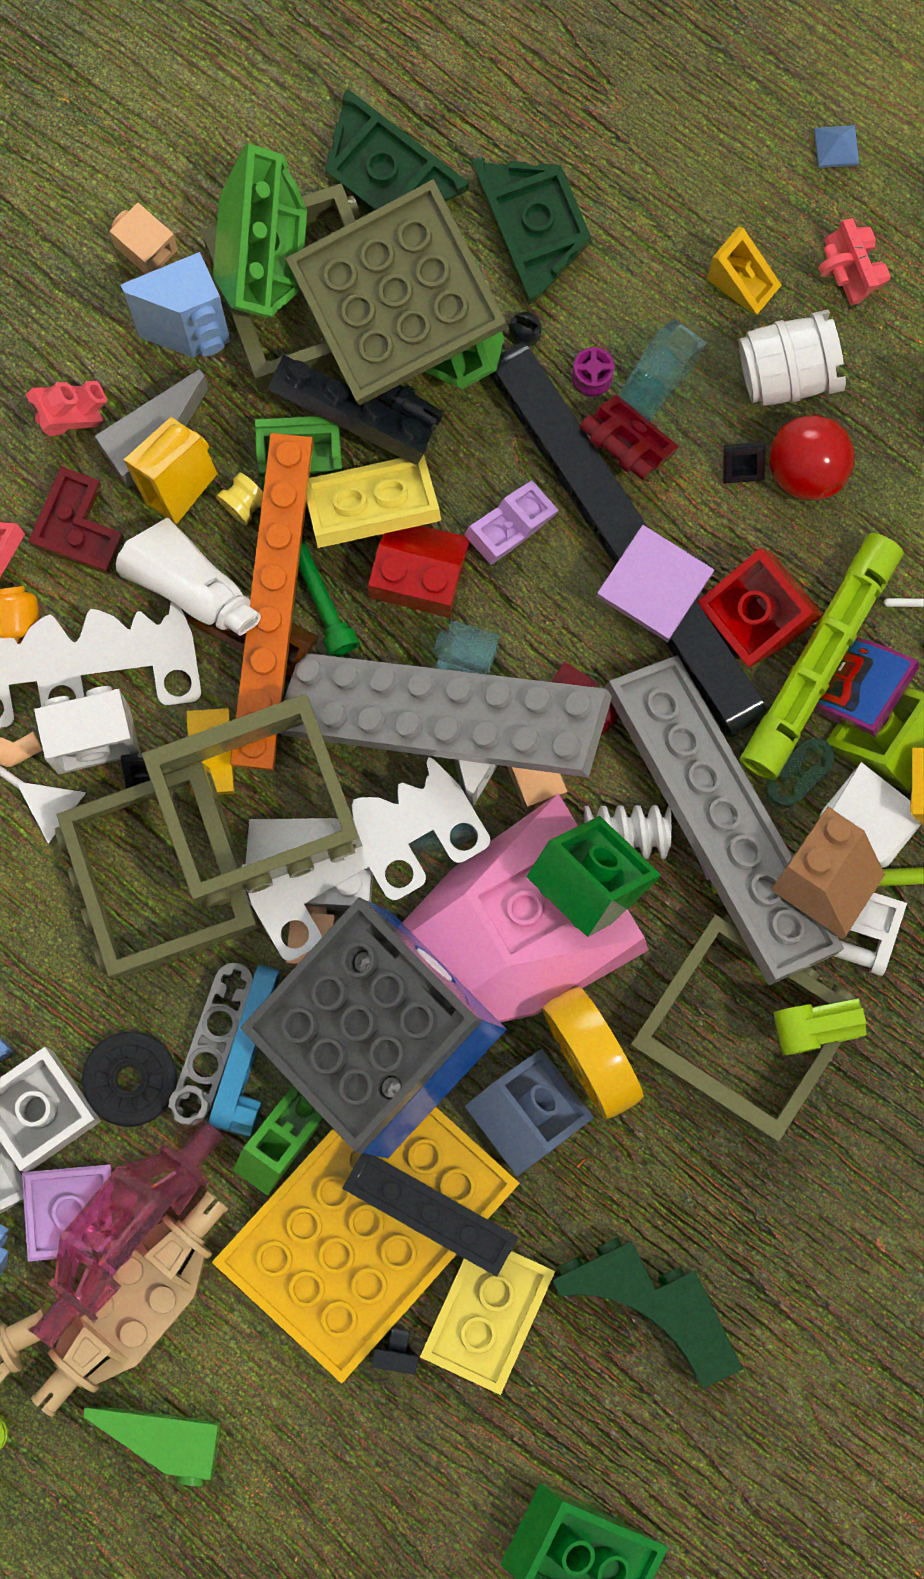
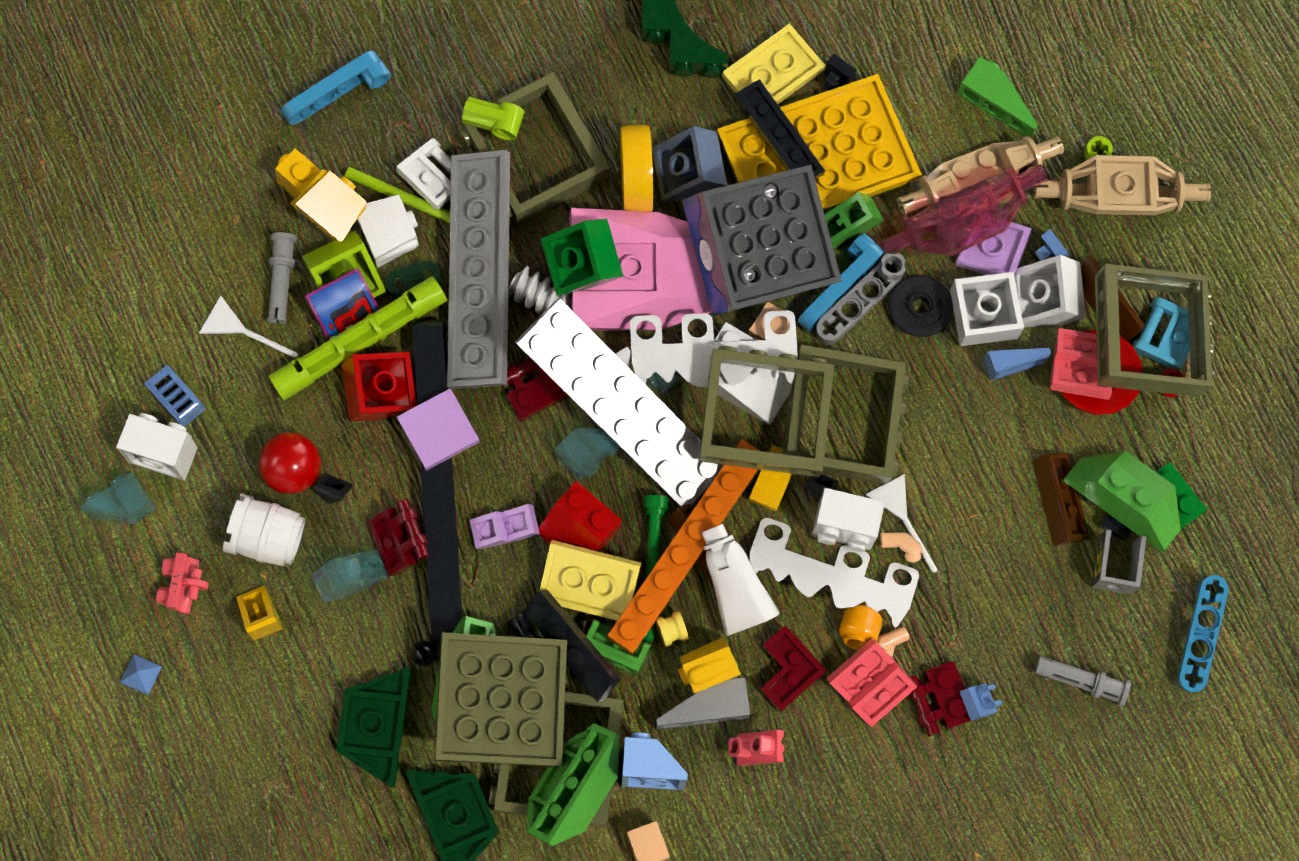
camera: 155 degrees left, 5 degrees down
(594, 362) = (391, 594): magenta wheel -> none
(831, 873) = (435, 199): medium nougat slope -> none

